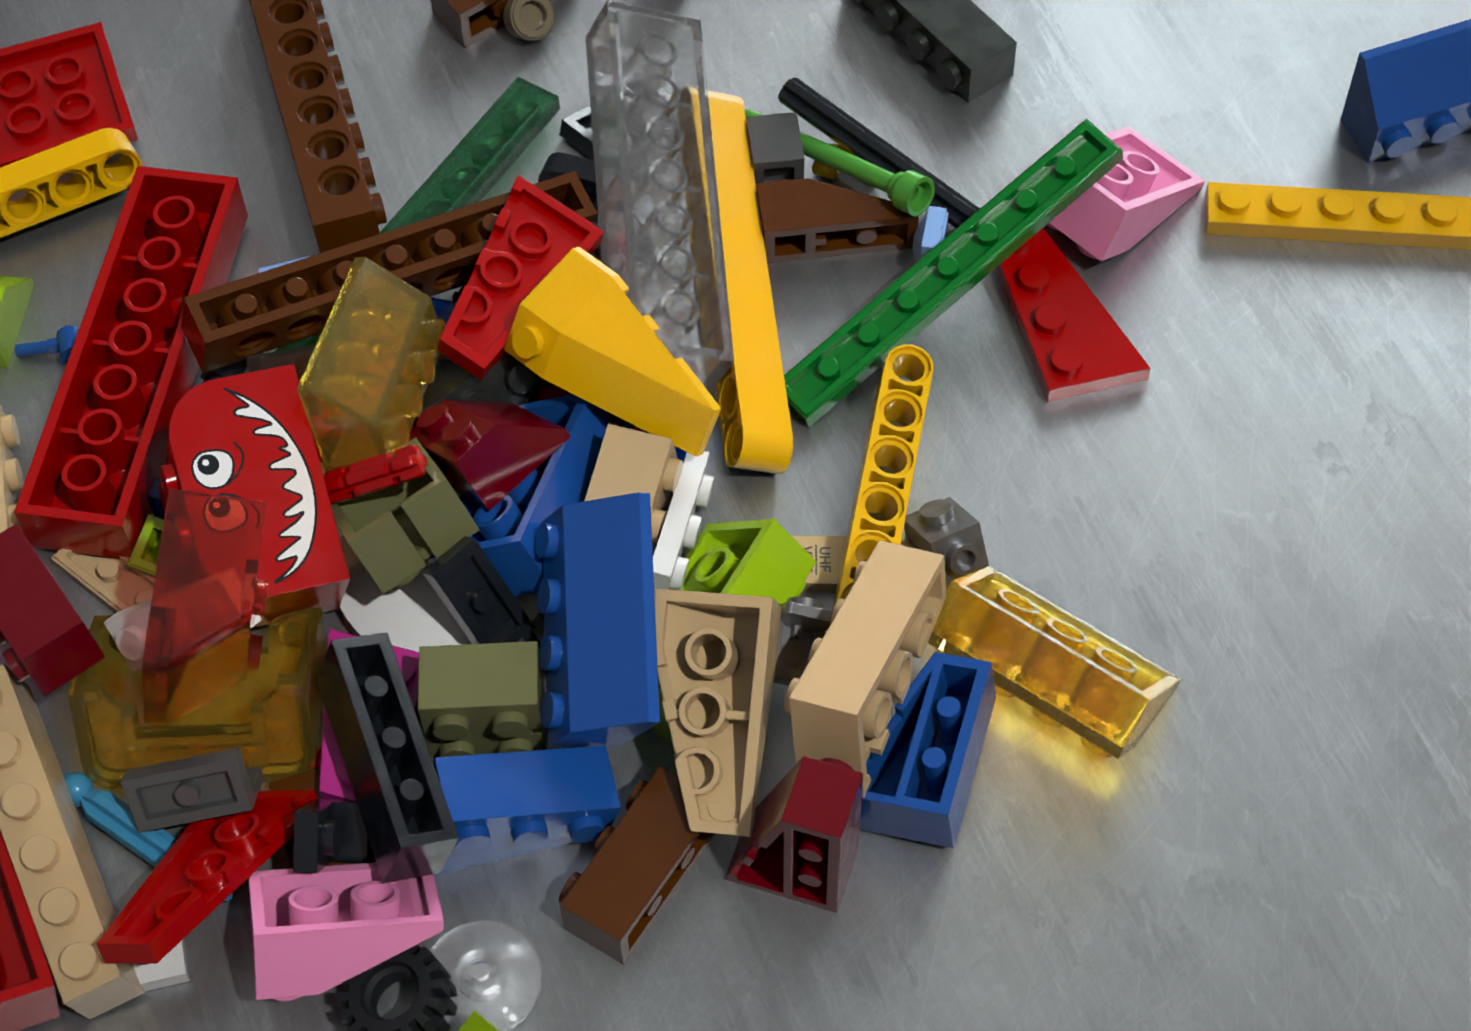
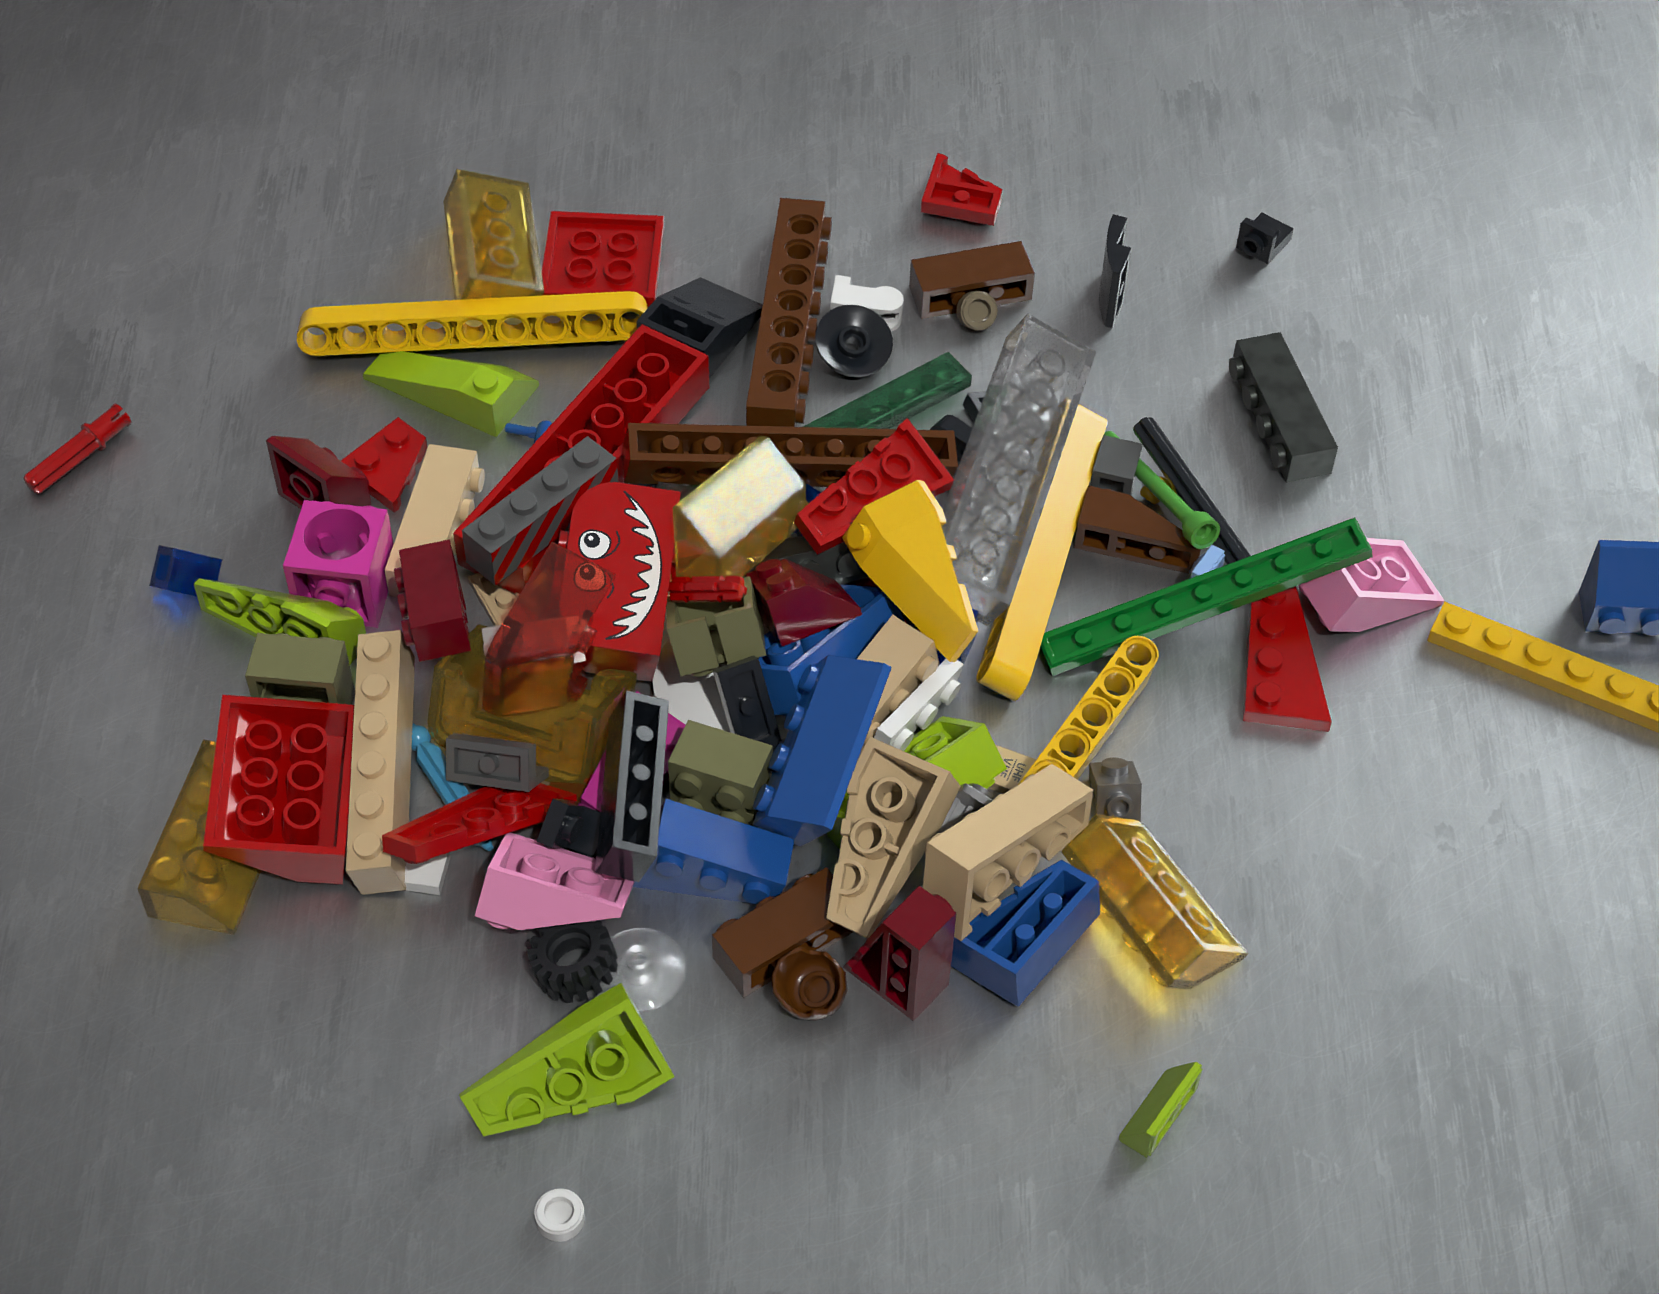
camera: 20 degrees right, 5 degrees down
(115, 447) = (535, 511): none -> dark grey brick
(205, 132) = (703, 318): none -> black slope
(394, 55) = (883, 300): none -> white leg
(405, 83) = (859, 327): none -> black dish
(701, 919) = (809, 984): none -> reddish brown hair
(1170, 906) = (1161, 1108): none -> lime slope

